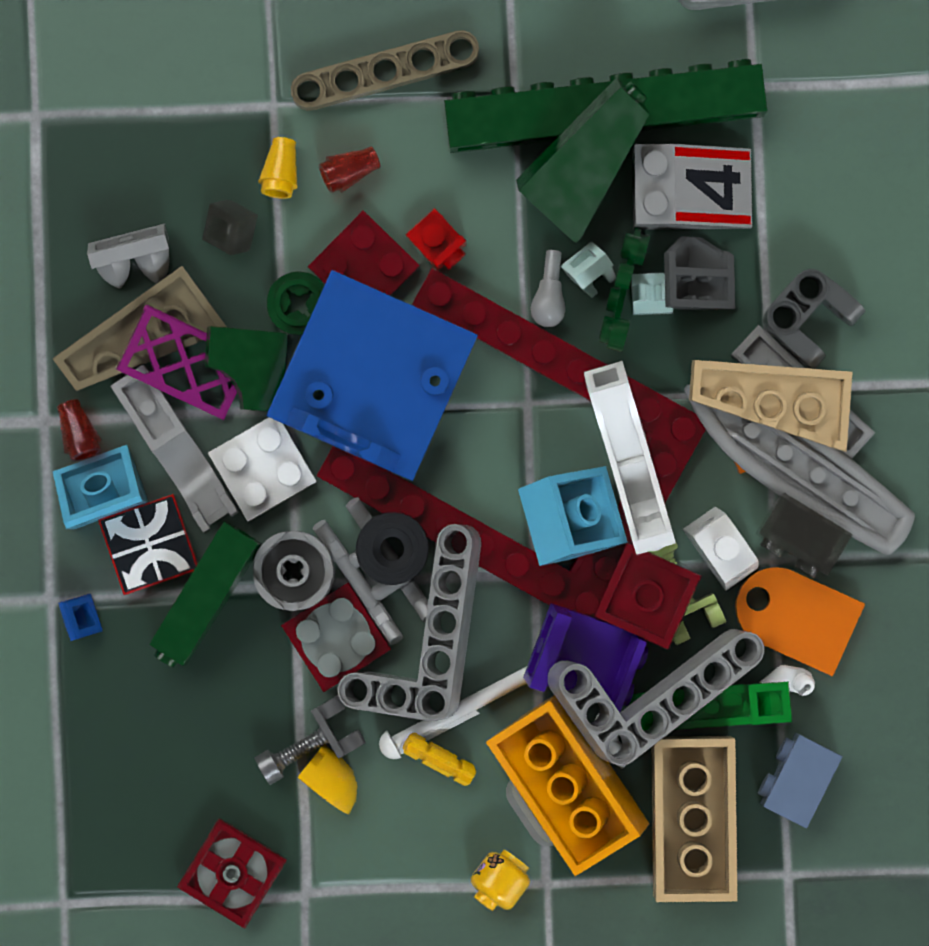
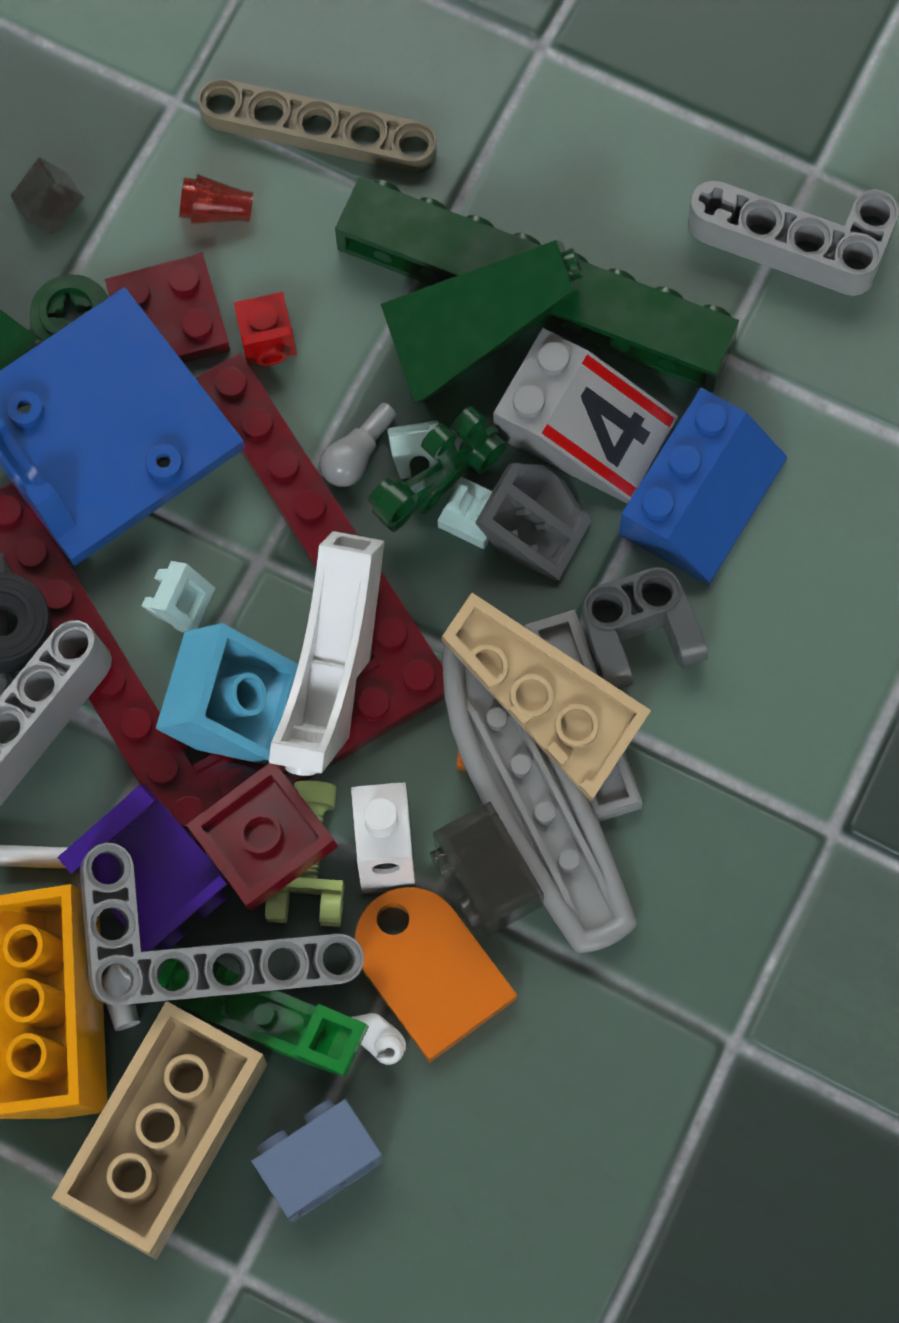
camera: 30 degrees right, 15 degrees down
(280, 169) = (137, 165): yellow cone -> none
(500, 466) = (180, 597): none -> light aqua tile
(797, 193) = (702, 487): none -> blue slope

